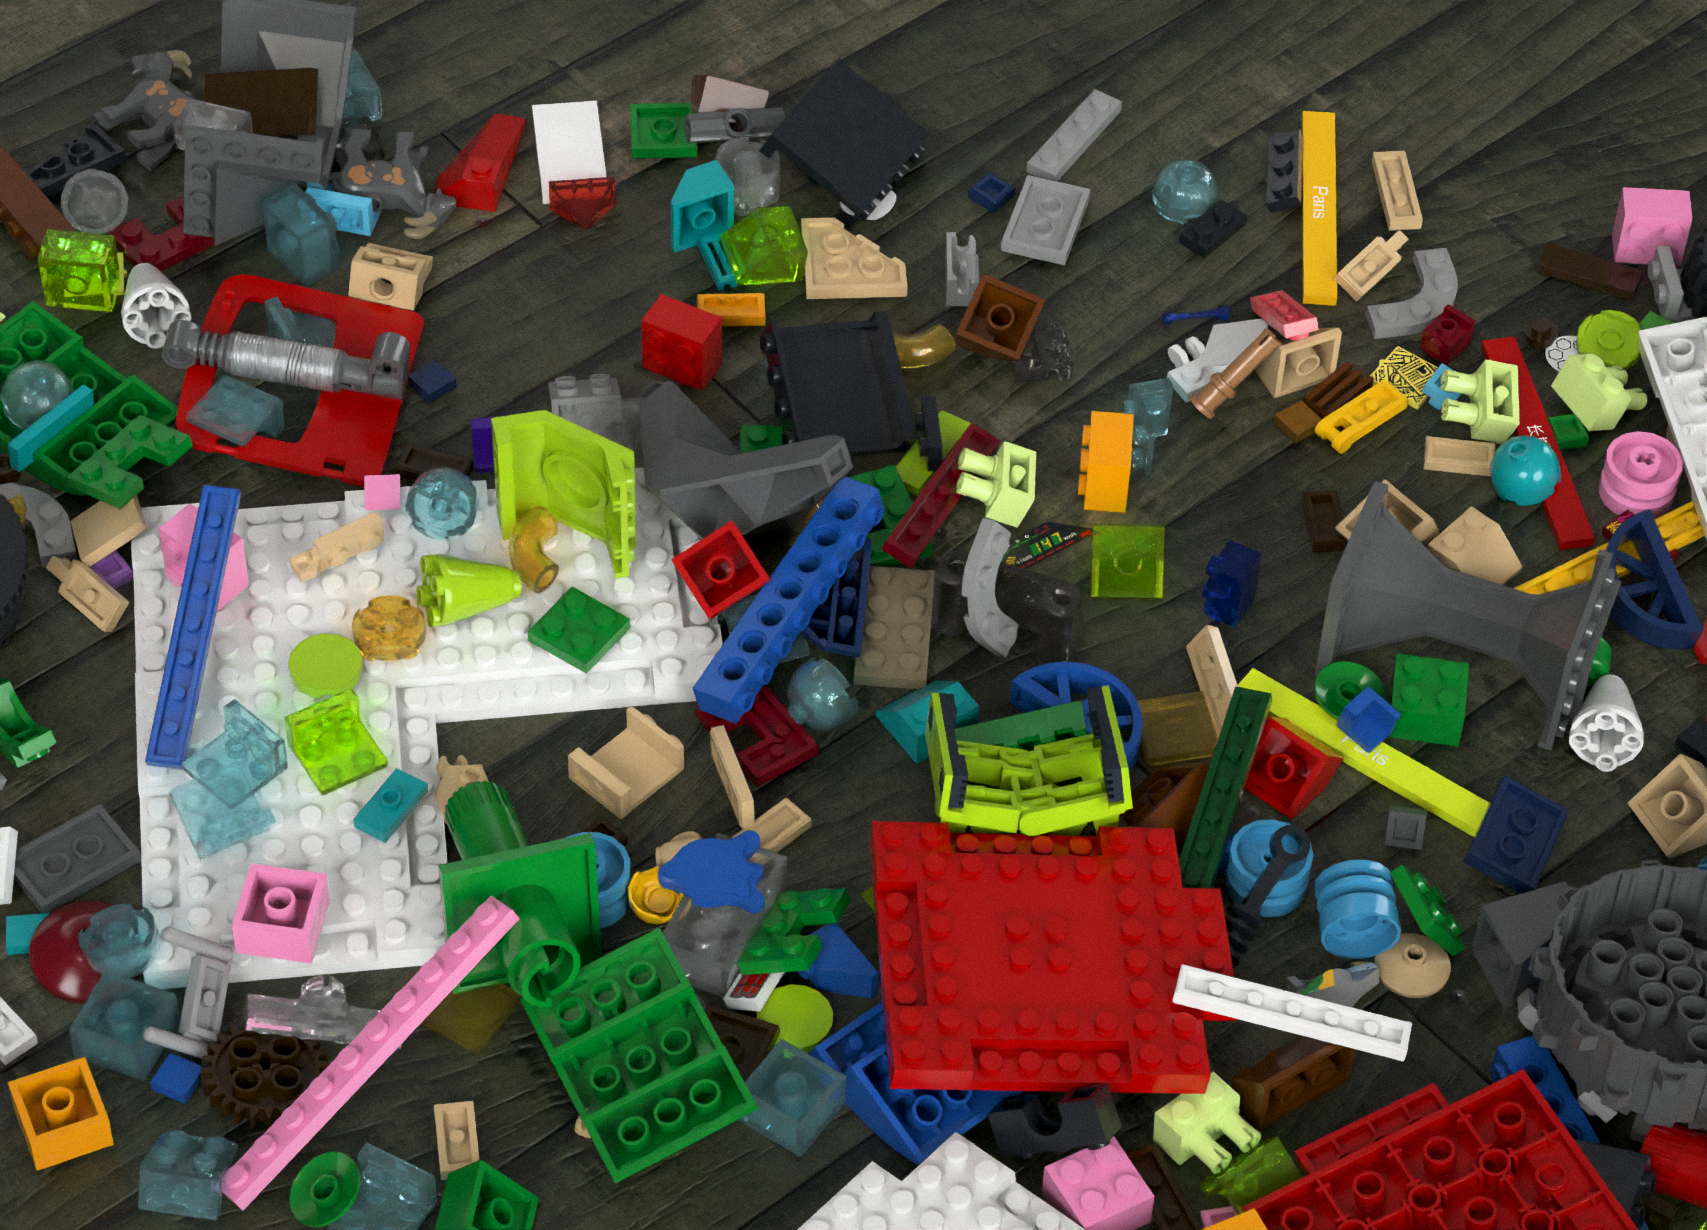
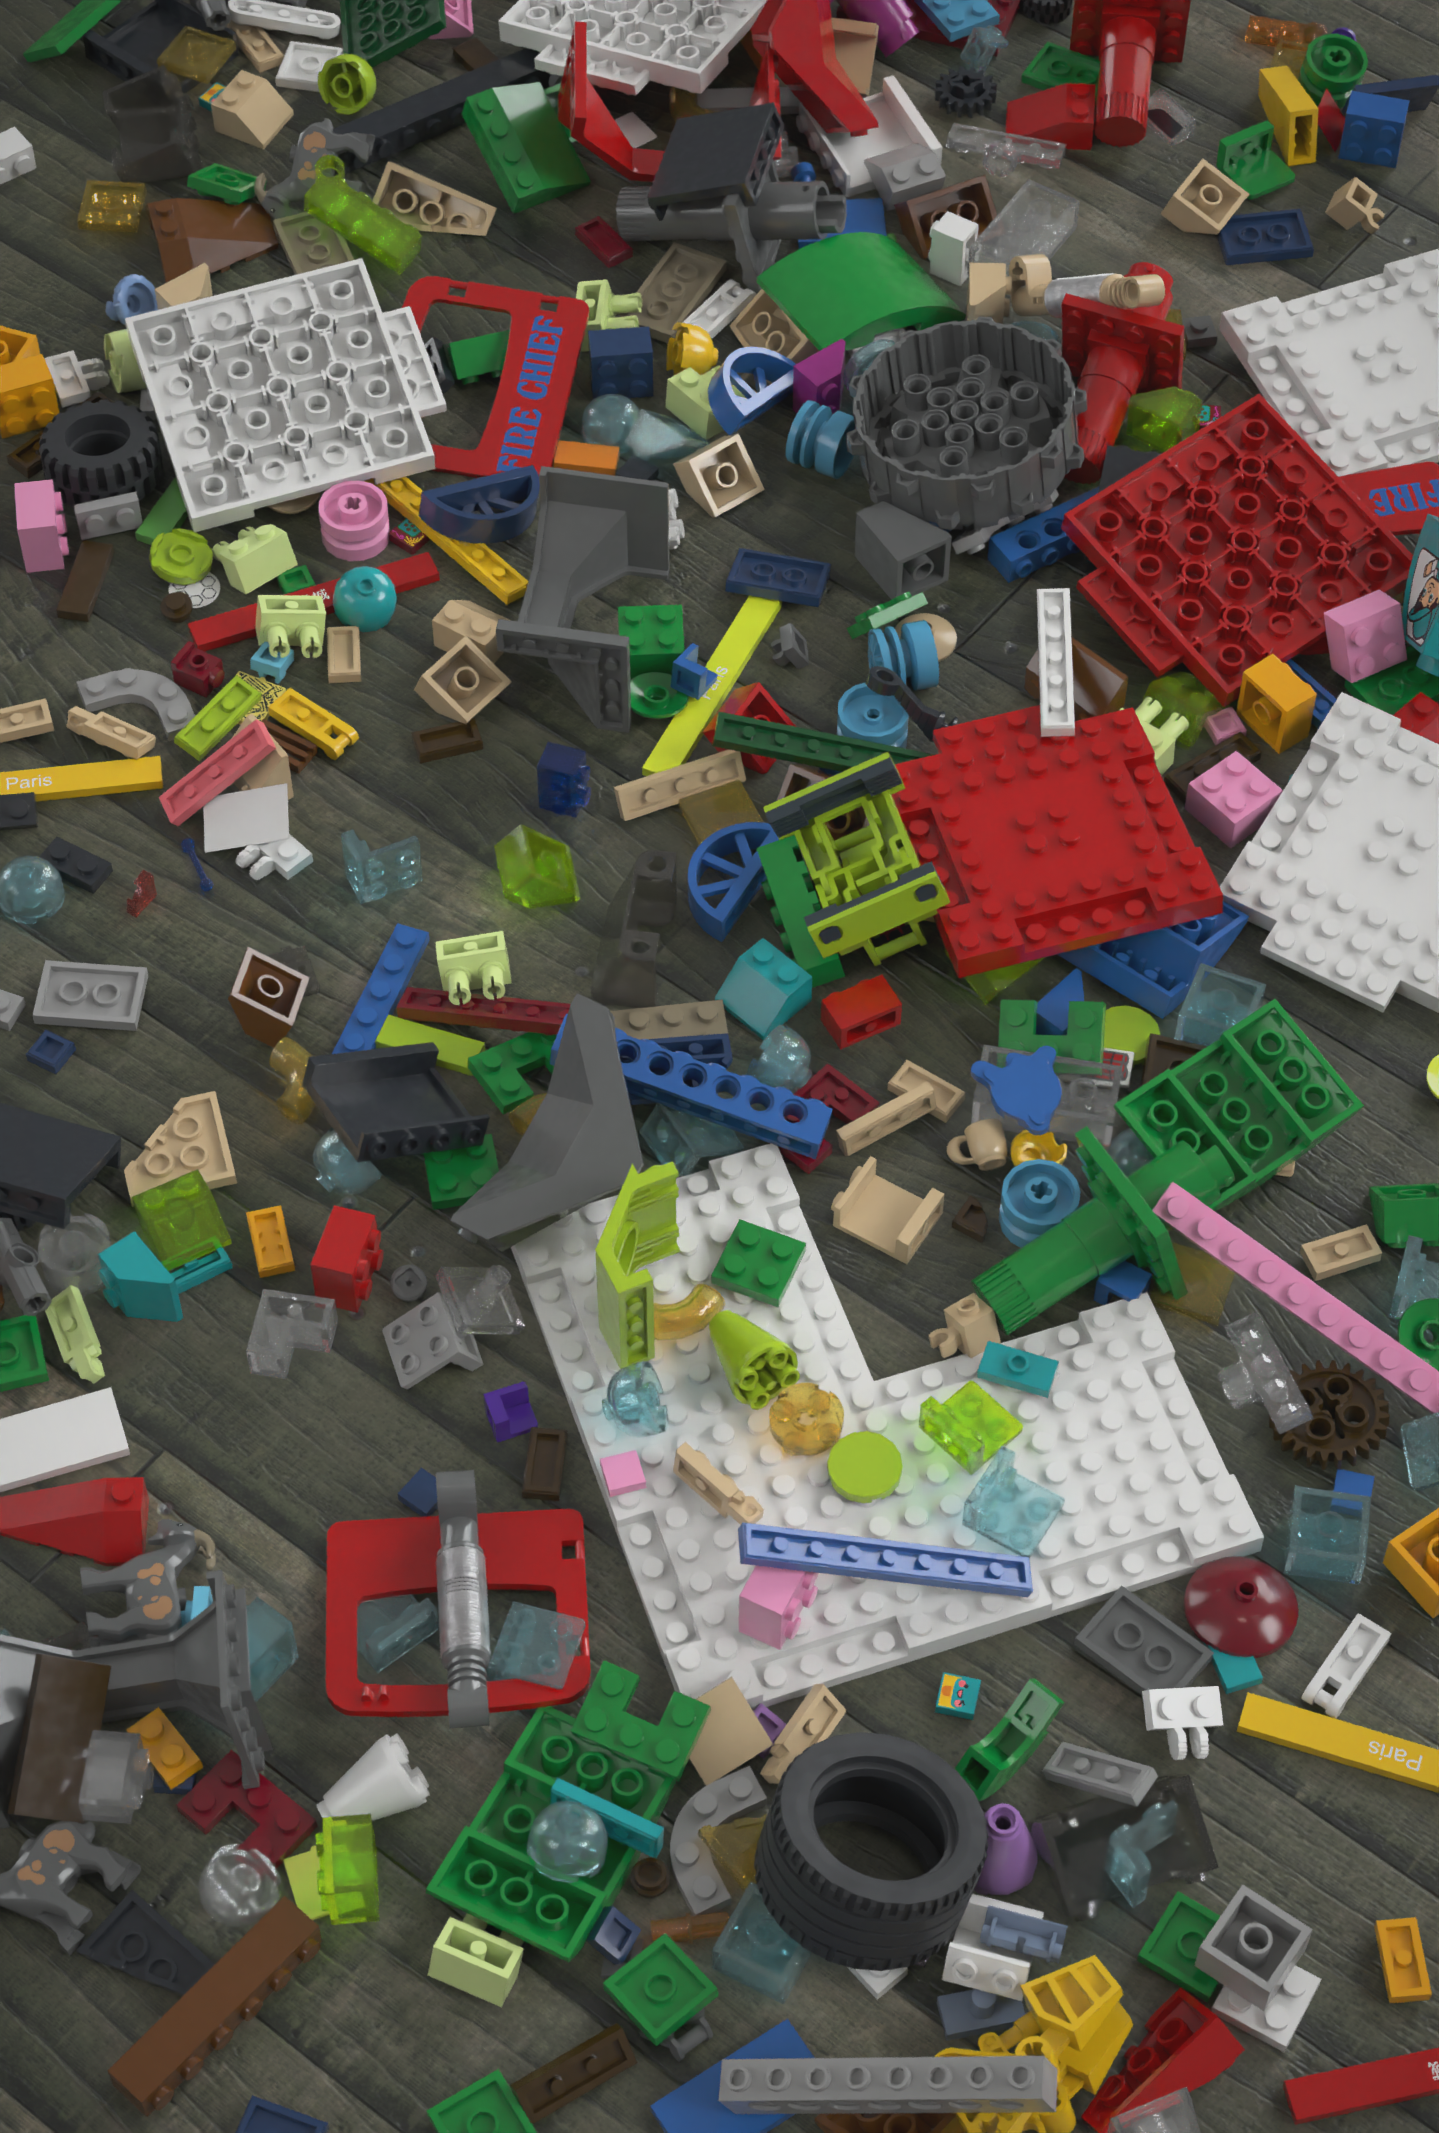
camera: 100 degrees left, 5 degrees up
(84, 714) = (958, 1696): none -> teal tile
(120, 941) = (1260, 1540): clear light blue cylinder -> none
(203, 995) = (1266, 1472): light grey plate -> none
(220, 810) = (1093, 1490): clear light blue bracket -> none
(281, 913) = (1187, 1412): bright pink brick -> none
(402, 268) = (284, 1559): tan brick -> none
(582, 199) = (134, 1407): clear red slope -> none
(621, 297) = (288, 1323): none -> clear brick
(659, 174) = (75, 1334): none -> yellowish green hinge
(720, 569) = (681, 1134): red slope -> none
(880, 785) = (861, 1011): none -> red brick
(930, 443) = (437, 1028): black plate -> none
(960, 271) = (180, 1057): light grey hinge -> none
(985, 619) = (651, 919): light grey plate -> none
(1026, 1129) = (1196, 795): black arch -> none
(1042, 543) = (532, 954): black sticker -> none
(1051, 447) = (383, 989): none -> blue plate
(1106, 461) = (432, 887): light orange brick -> none
(1162, 267) = (143, 894): none -> clear red tile
(1224, 384) = (310, 813): medium nougat pin -> none
(1297, 421) = (326, 771): pearl gold tile -> none
(1338, 984) = (979, 677): light grey animal -> none
(1379, 343) = (217, 718): none -> lime tile

